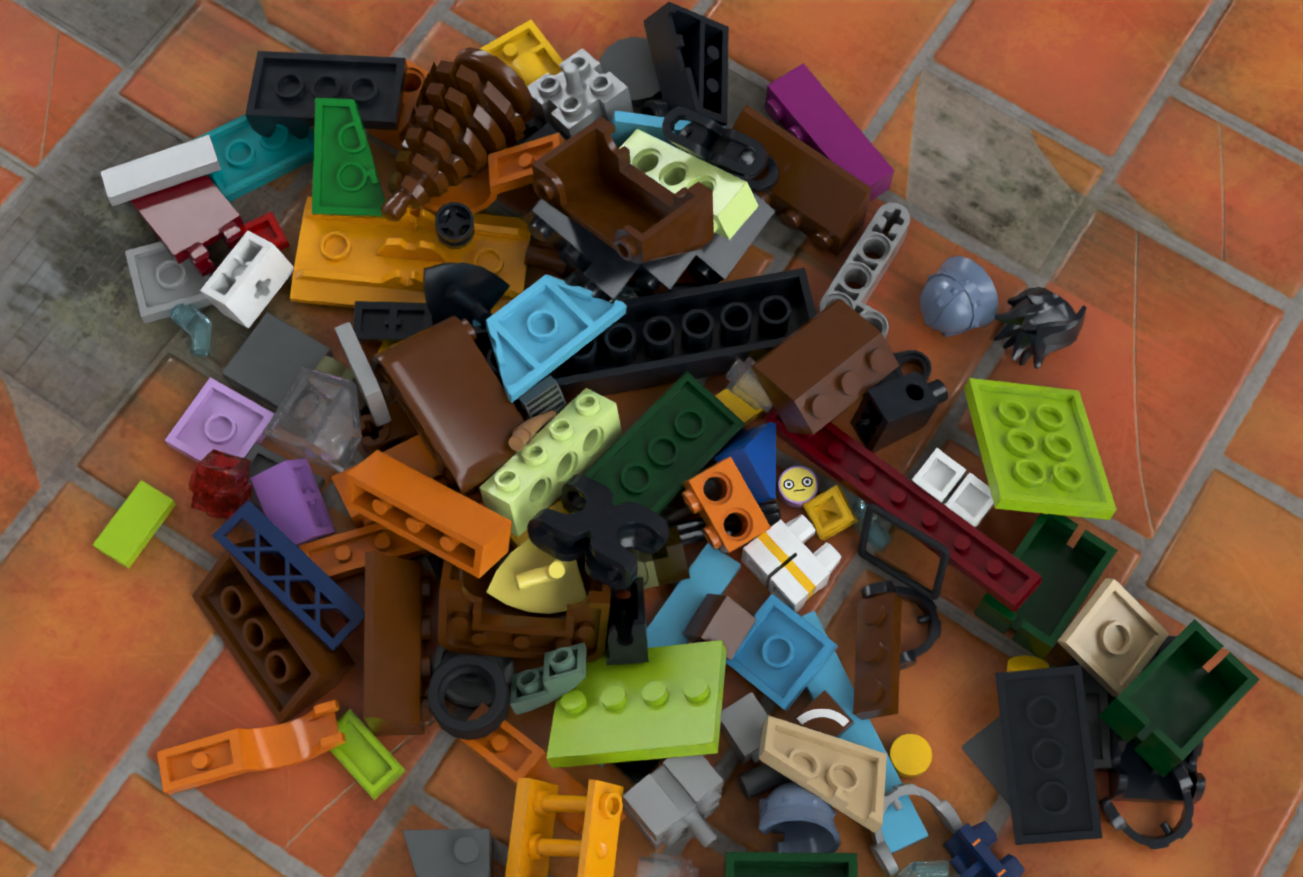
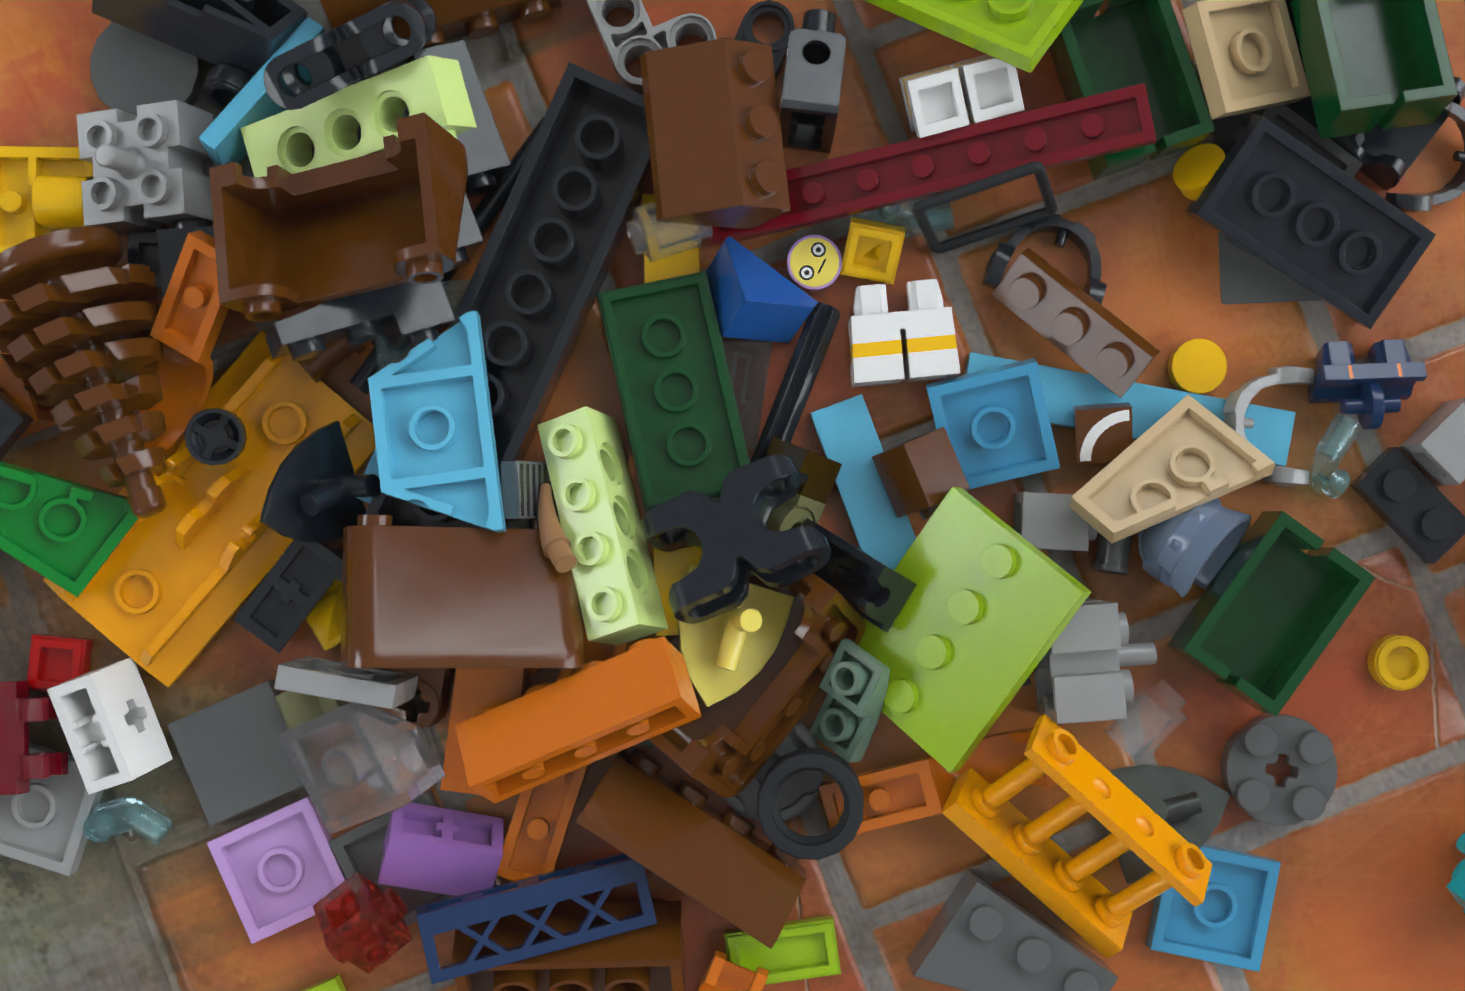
camera: 50 degrees left, 20 degrees up
(735, 499) = (795, 358): orange brick -> none

